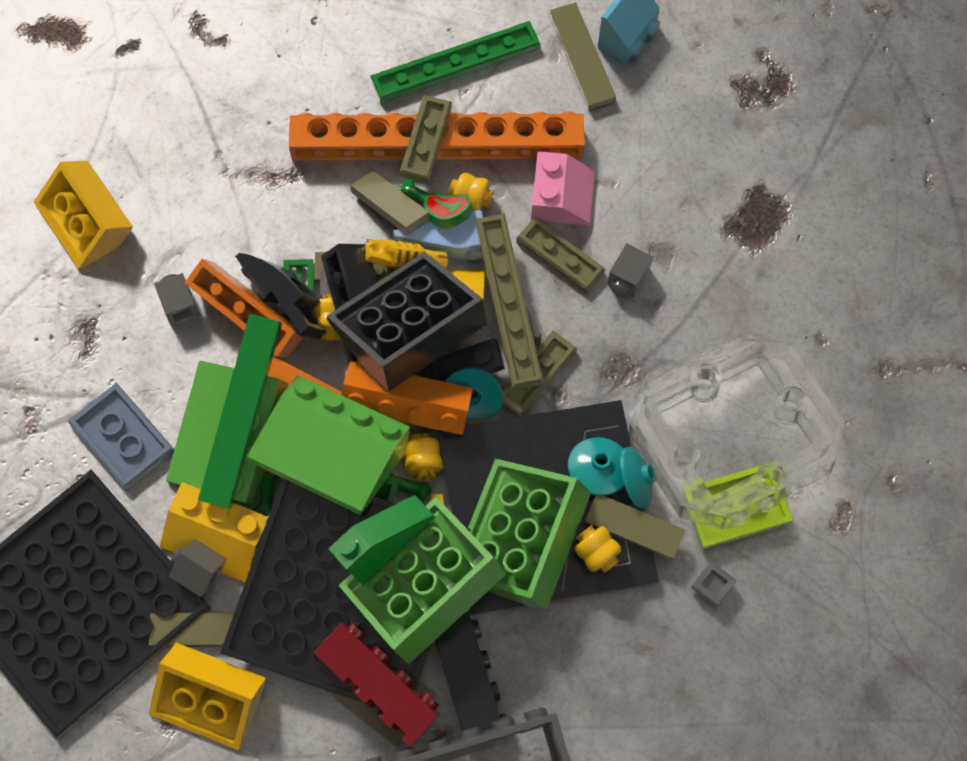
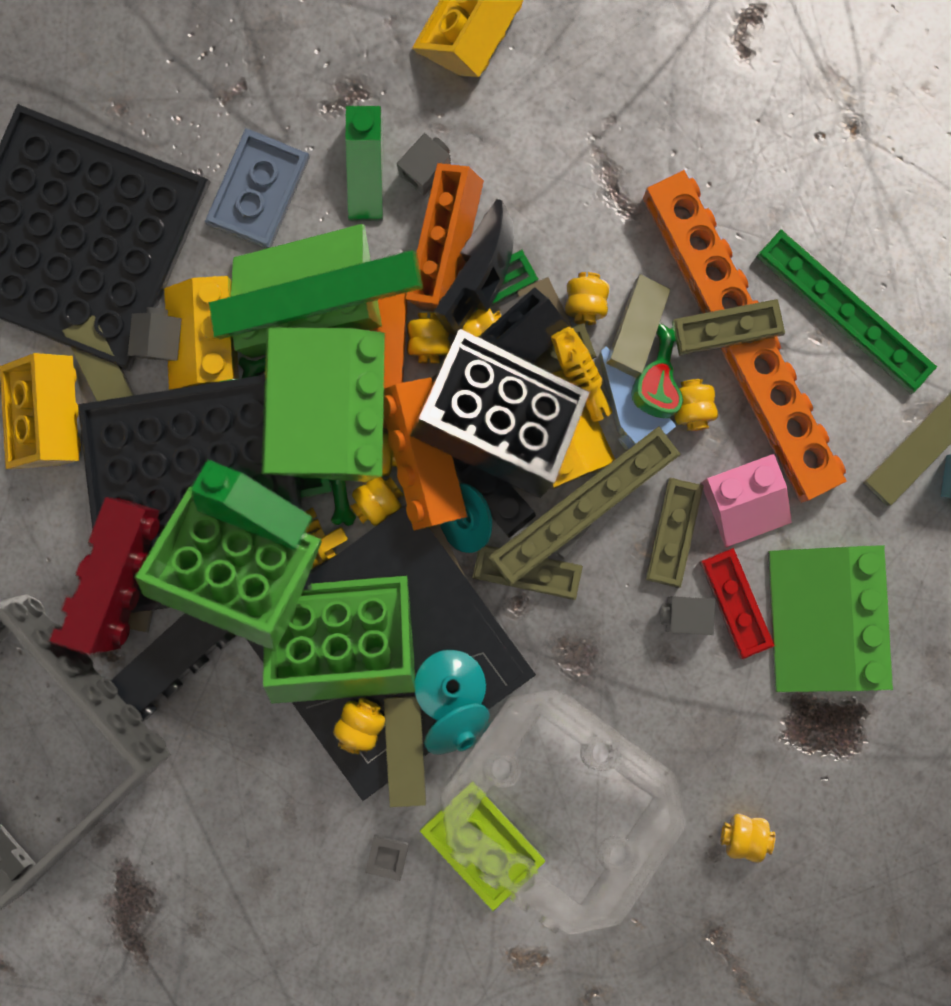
camera: 60 degrees right, 15 degrees up
(148, 342) = (364, 163): none -> green slope
(315, 358) = (427, 339): none -> yellow piece
(347, 228) = (587, 298): none -> yellow piece
(643, 235) = (737, 603): none -> red tile
(680, 175) = (830, 619): none -> bright green slope
(819, 307) = (747, 838): none -> yellow piece

